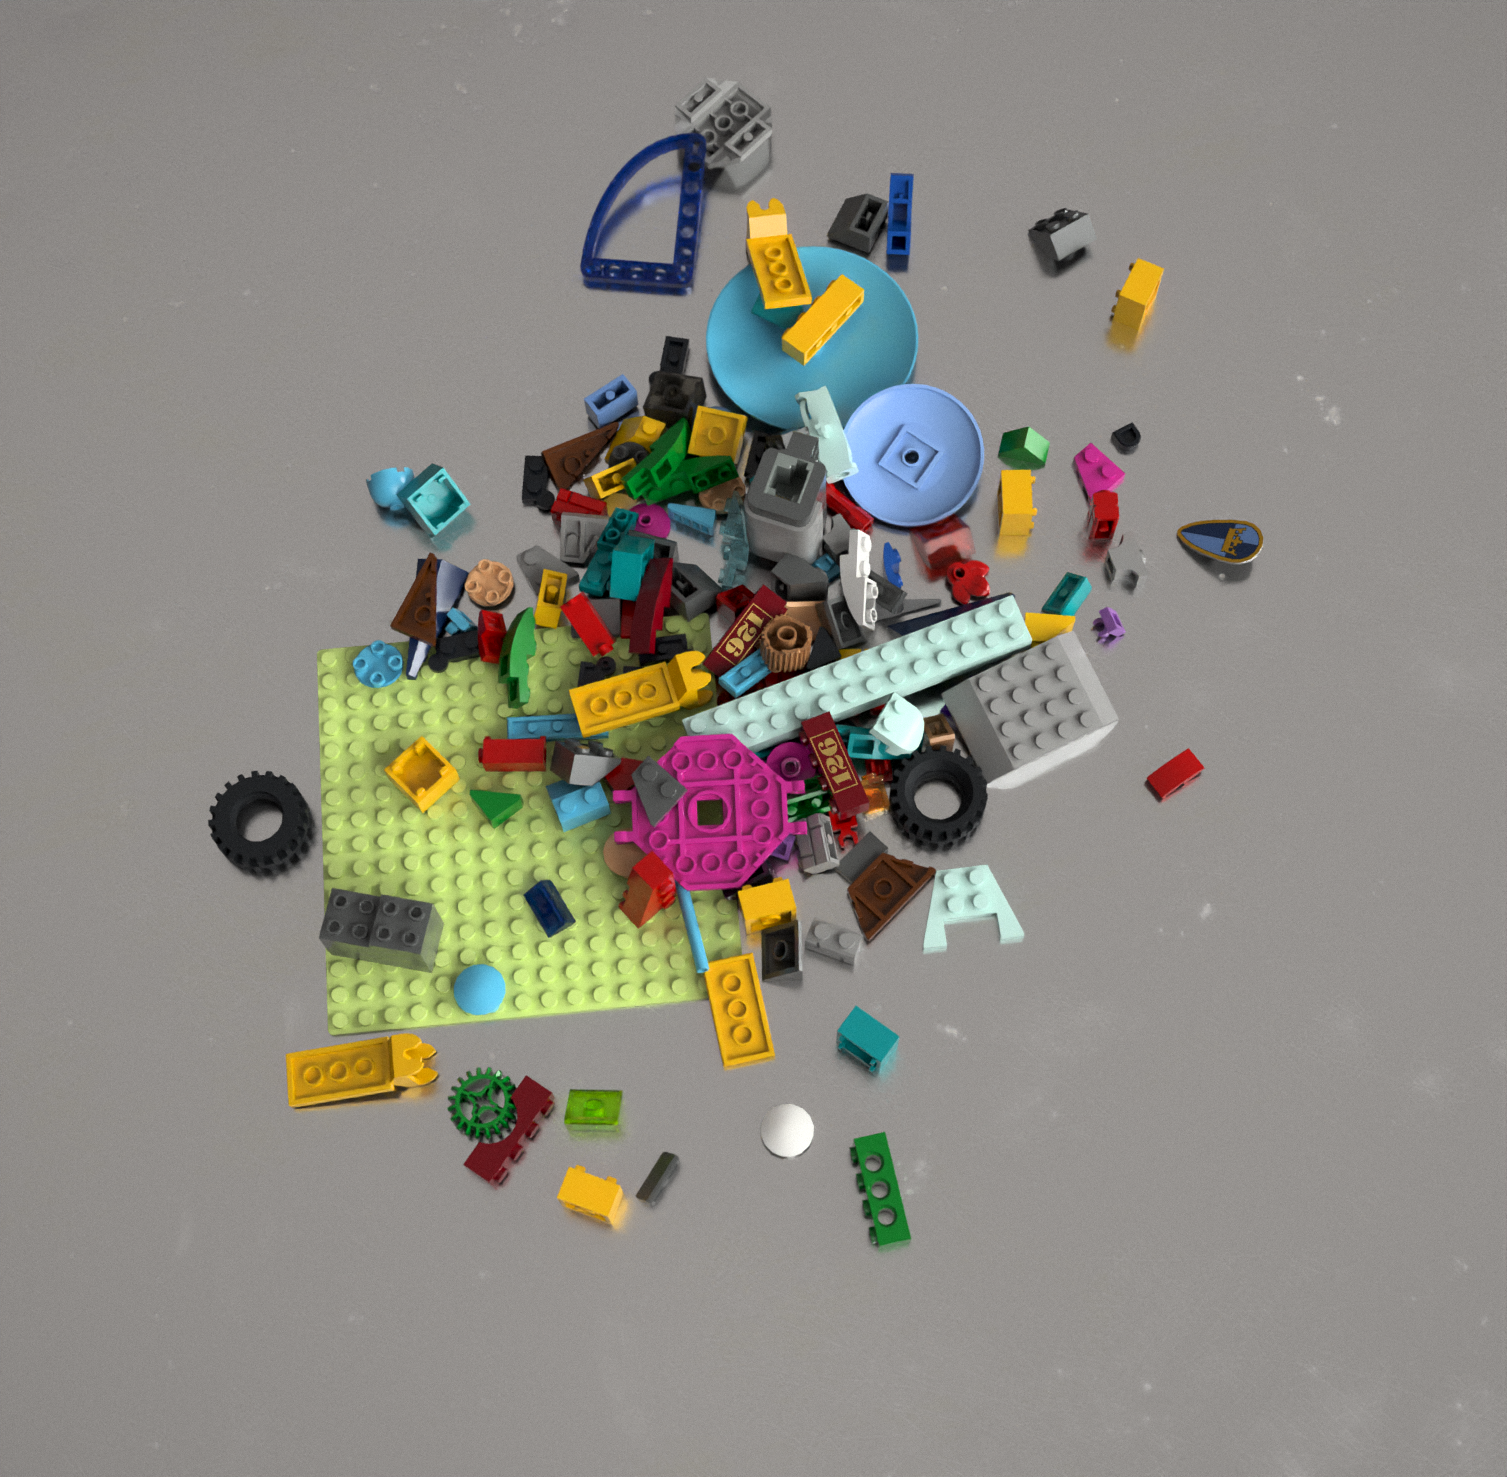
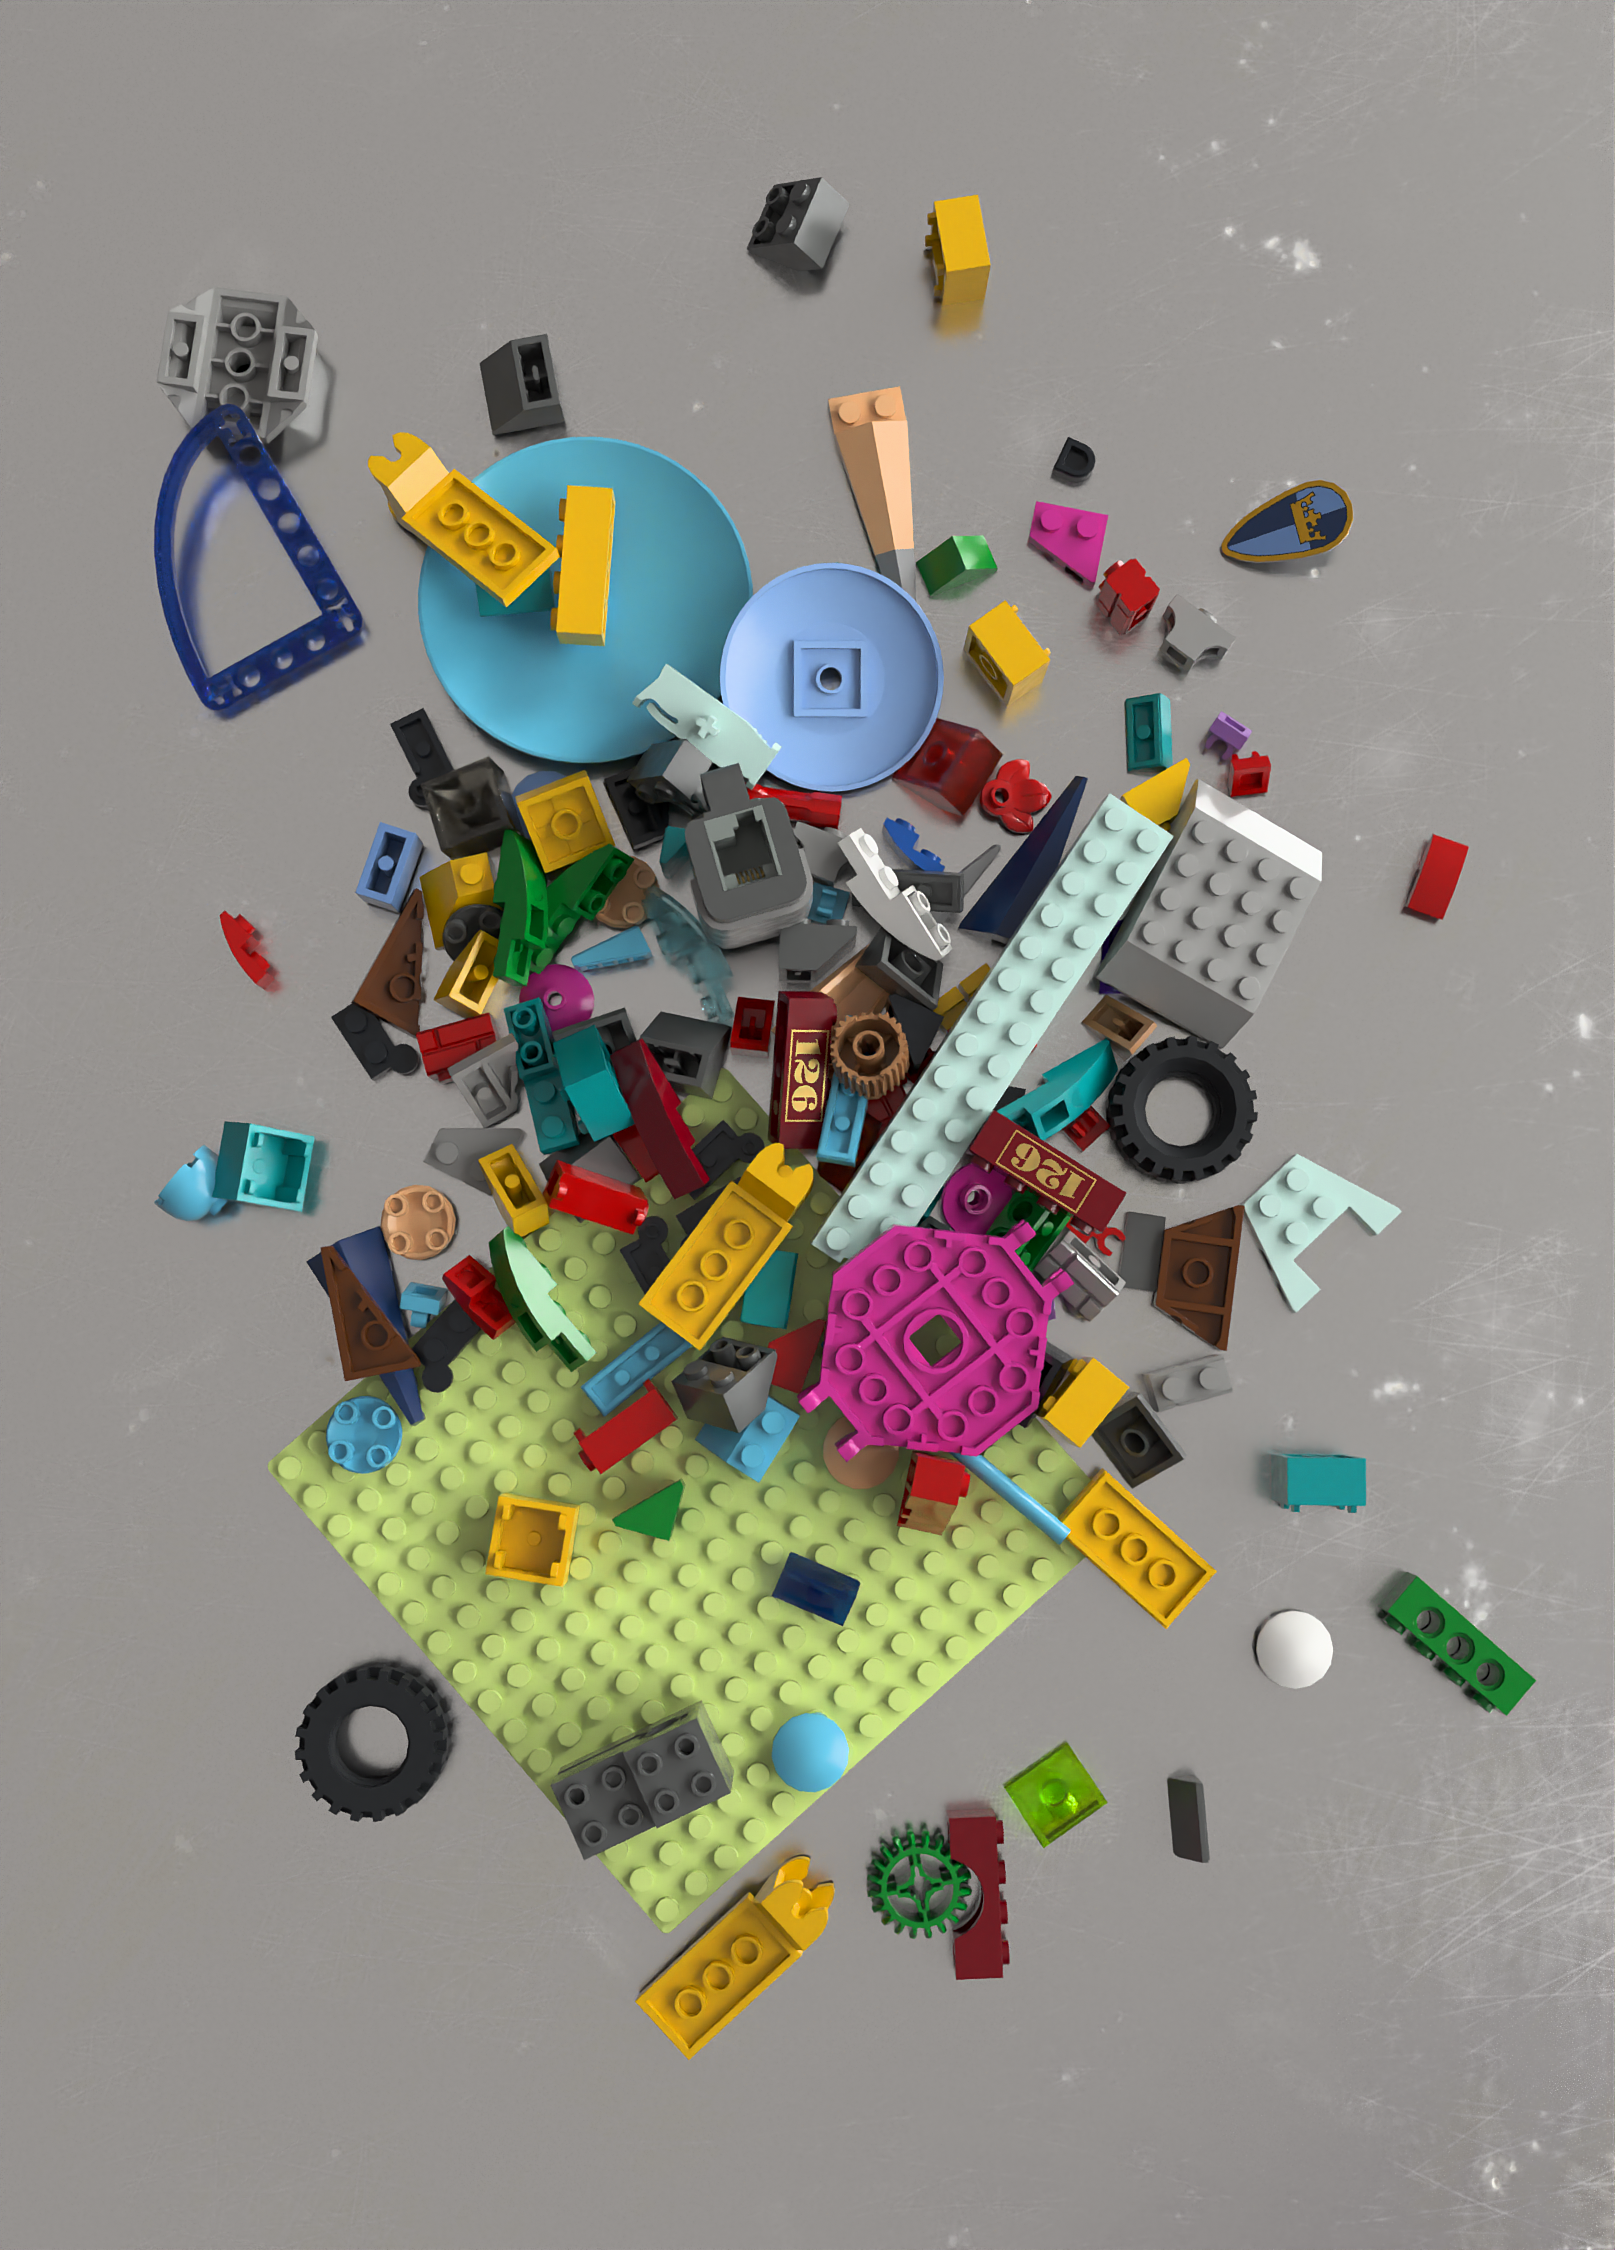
camera: 40 degrees left, 15 degrees up
(508, 395) = (241, 942): none -> red slope
(590, 1194) = (1134, 1904): yellow container -> none
(642, 736) = (770, 1293): none -> teal slope
(657, 790) = (854, 1363): dark grey wing -> none
(875, 791) = (1101, 1157): clear orange bracket -> none
(899, 213) = (570, 343): blue arch -> none
(899, 726) = (1083, 1061): light aqua slope -> none
(1020, 367) = (875, 454): none -> light nougat plate
(1105, 651) = (1249, 775): none -> red tile

